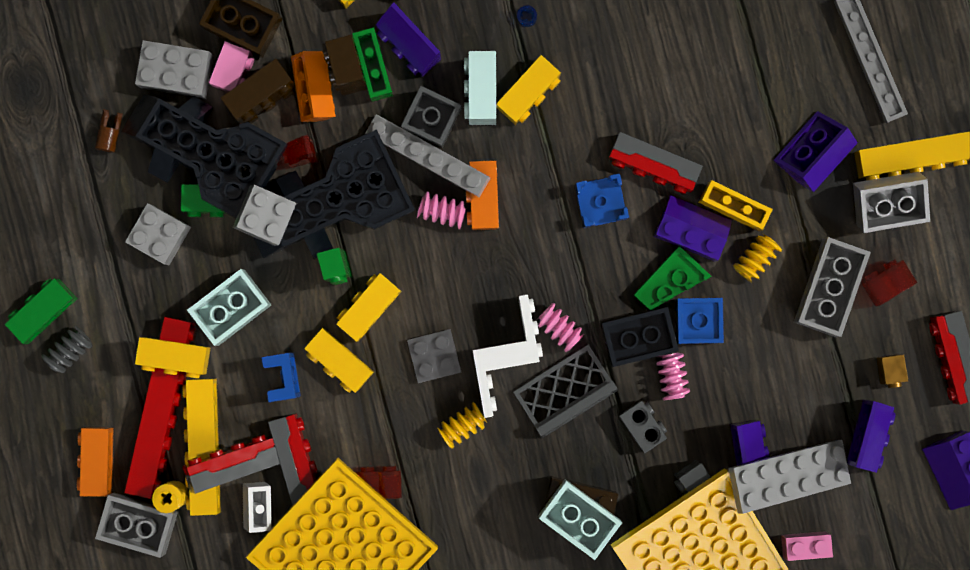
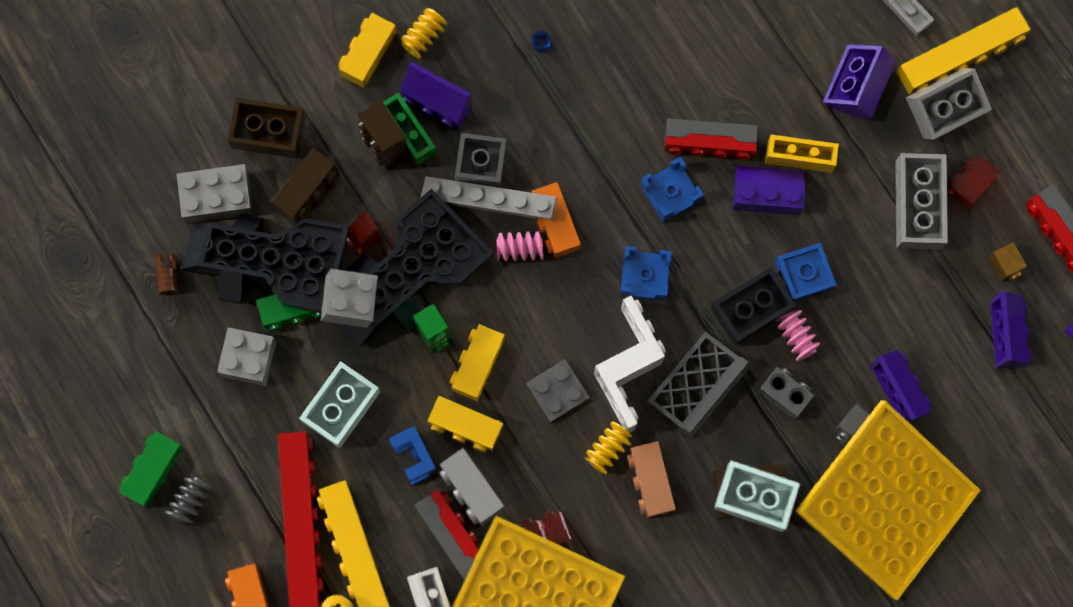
camera: 20 degrees left, 10 degrees down
(172, 357) = (298, 468): yellow brick -> none
(231, 67) = (270, 174): bright pink brick -> none
(231, 464) = (390, 558): piece -> none
(313, 86) = (356, 167): orange brick -> none
(324, 424) = (471, 488): none -> light grey brick
(480, 88) = (520, 118): light aqua brick -> none
(492, 467) = (651, 480): none -> nougat brick
(529, 90) = (566, 108): yellow brick -> none
(550, 273) = (645, 274): none -> blue panel
(560, 327) = (672, 322): bright pink piece -> none
(671, 278) = (764, 243): green wing -> none
(757, 257) = (838, 195): yellow piece -> none
(789, 476) = (946, 391): light grey plate -> none
(806, 546) = (987, 458): bright pink brick -> none

